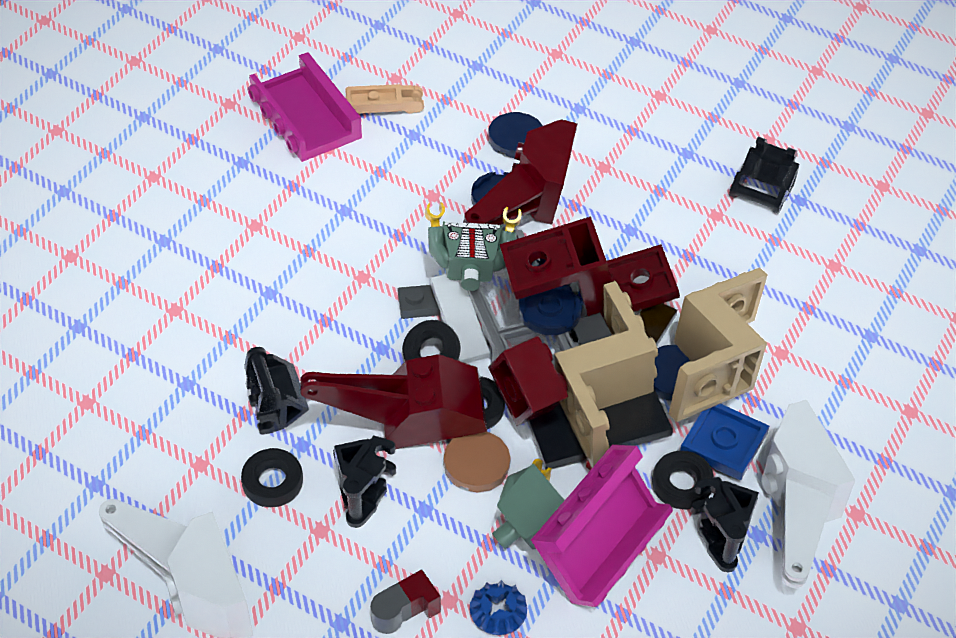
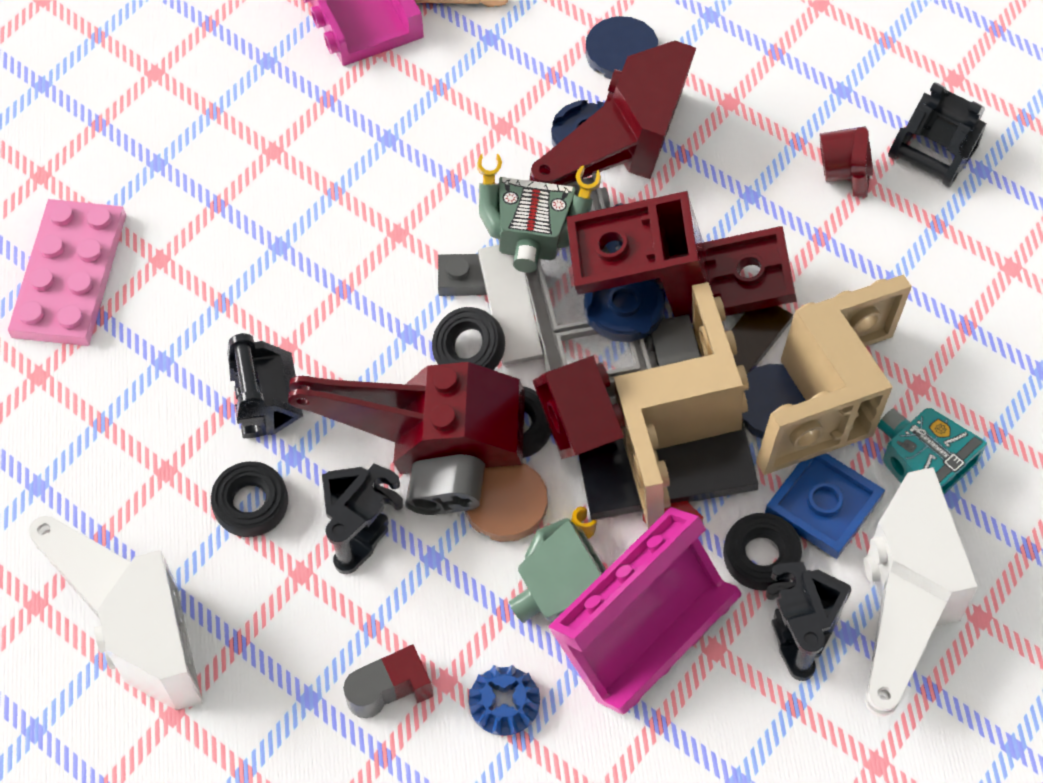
camera: 10 degrees right, 10 degrees up
(101, 324) = (67, 272): none -> bright pink plate
(429, 451) = (445, 484): none -> dark grey beam
(699, 195) = (847, 156): none -> dark red piece
(796, 385) = (928, 443): none -> torso

